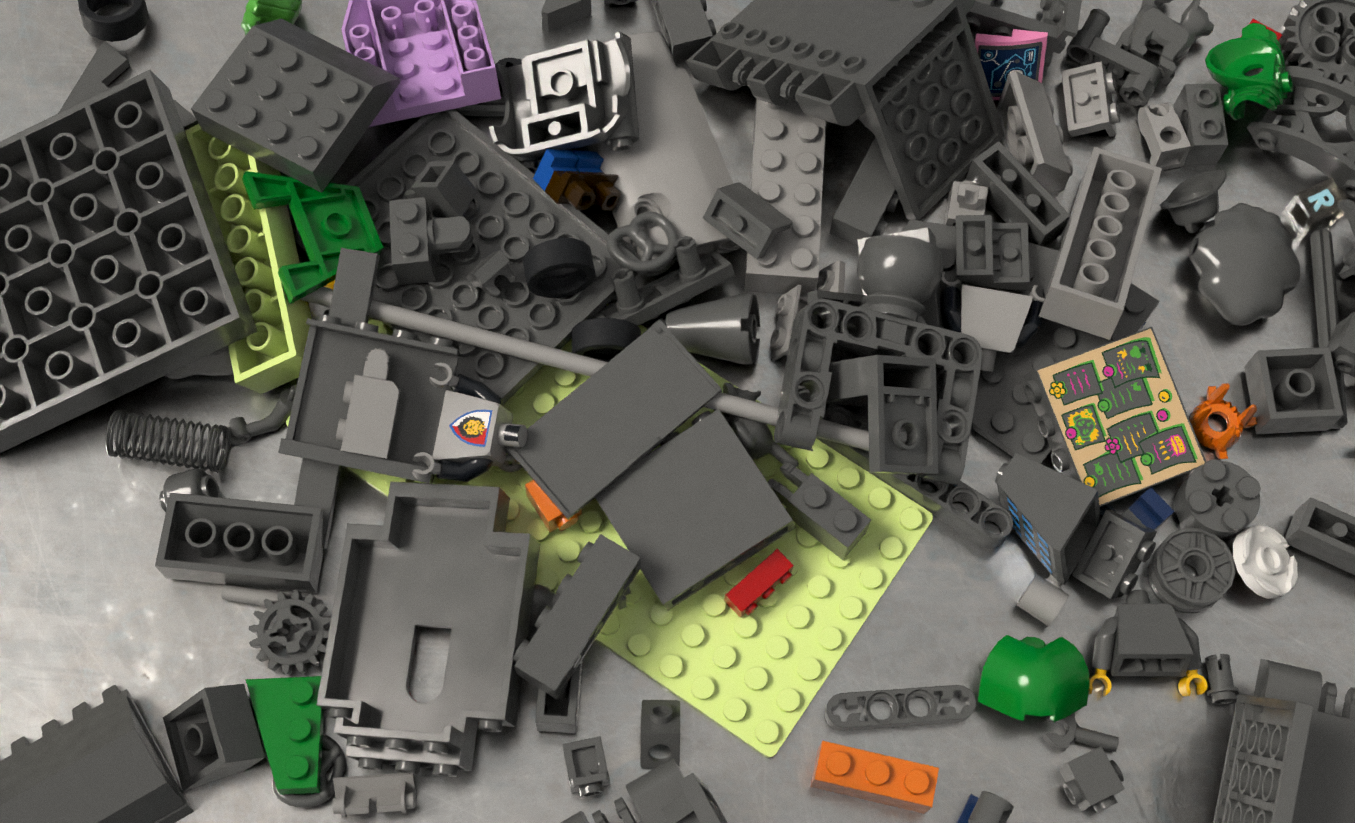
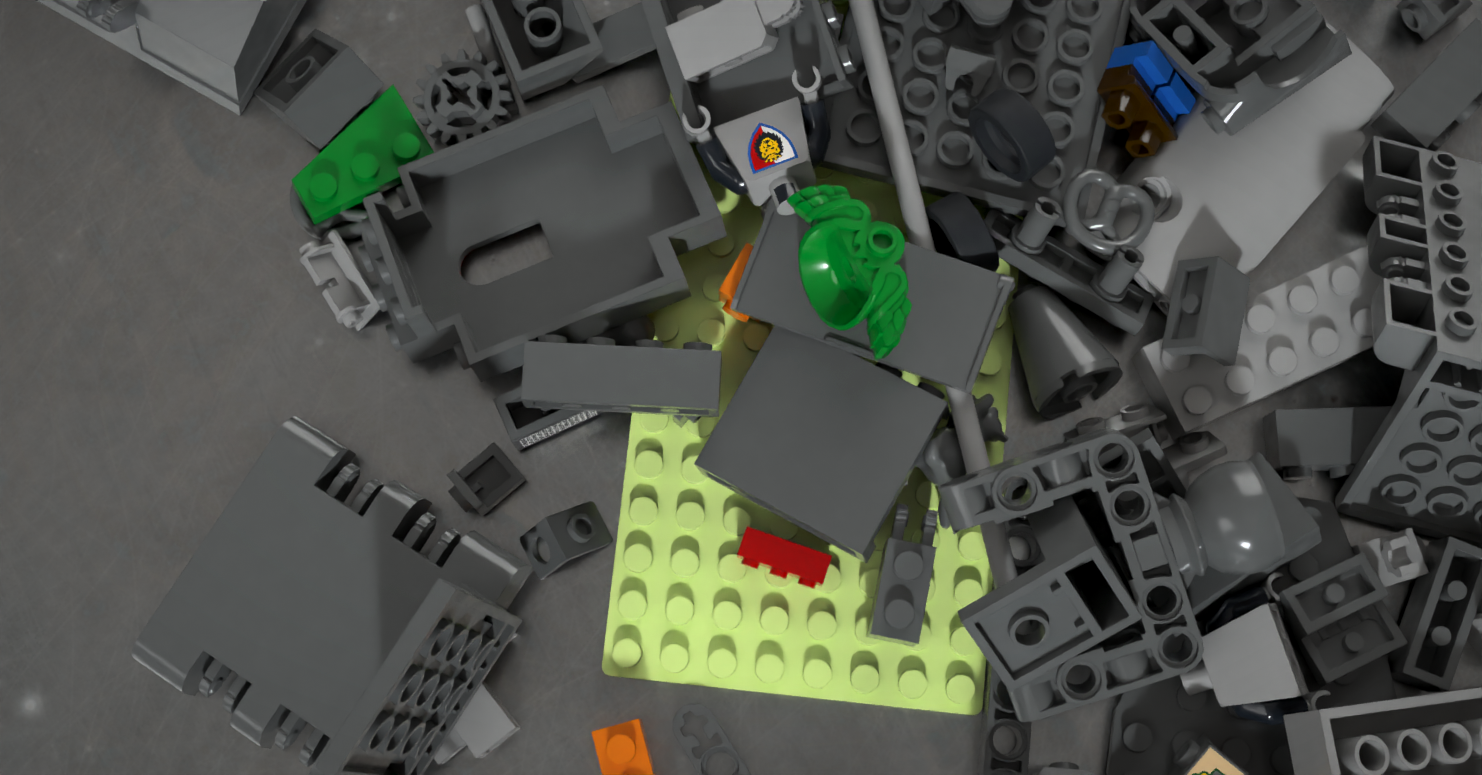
camera: 65 degrees right, 10 degrees up
(594, 413) = (852, 266): none -> green piece

